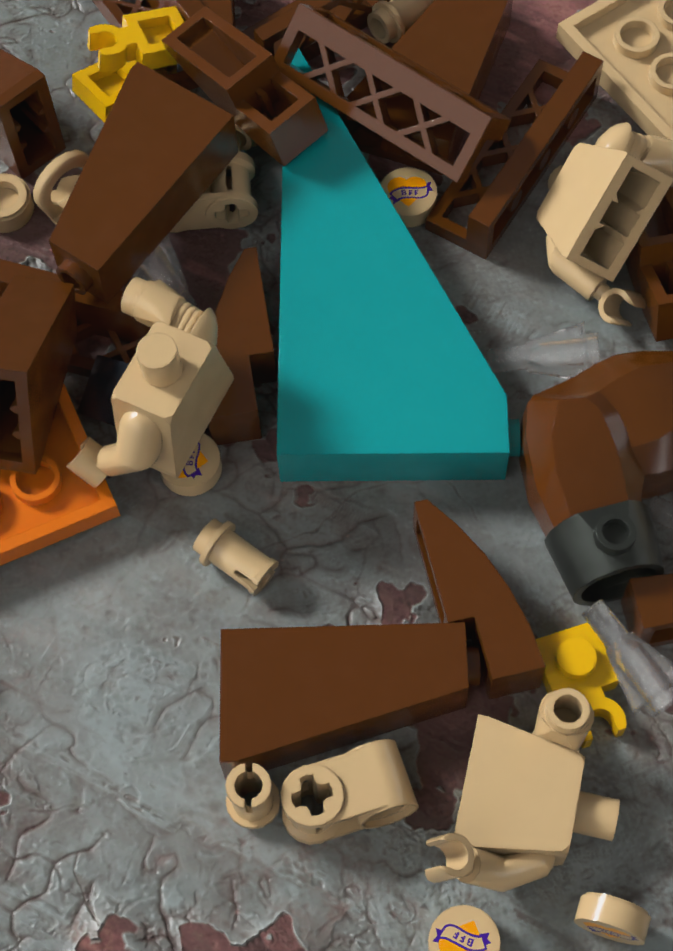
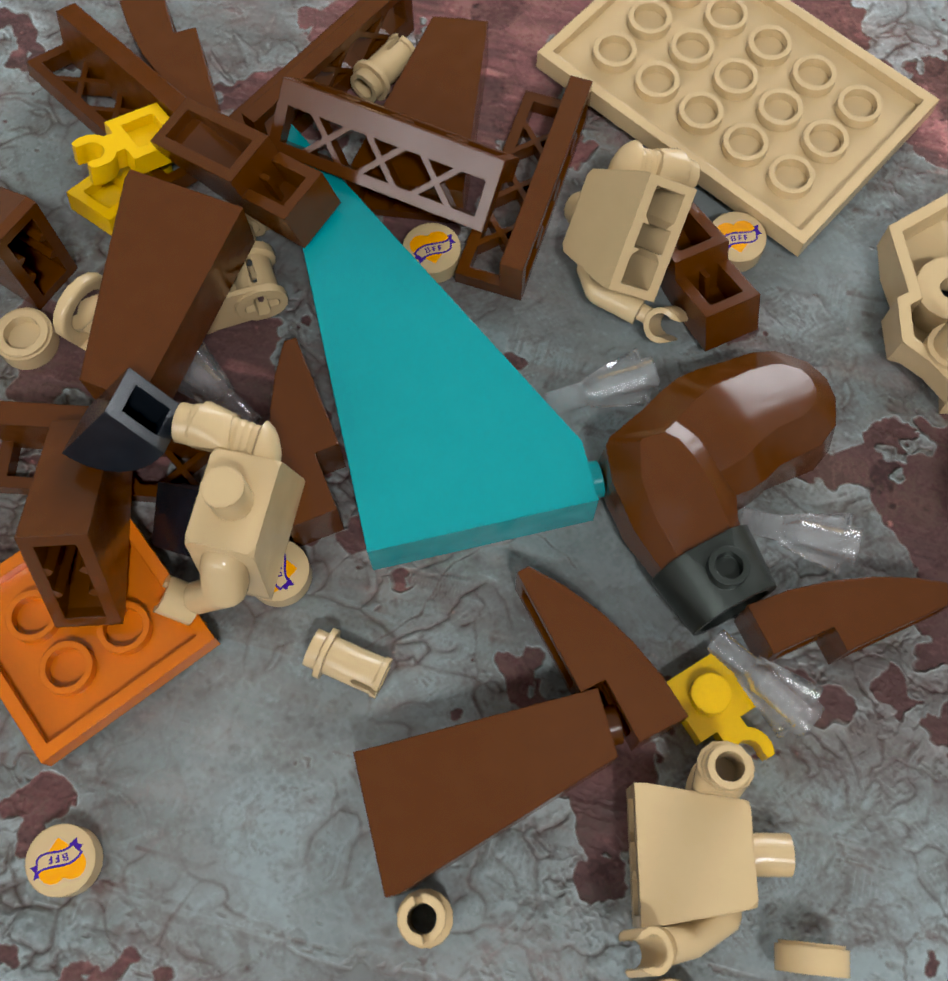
camera: 15 degrees left, 5 degrees up
(79, 289) = (124, 426): none -> black brick
(356, 789) = (531, 881): tan piece -> none

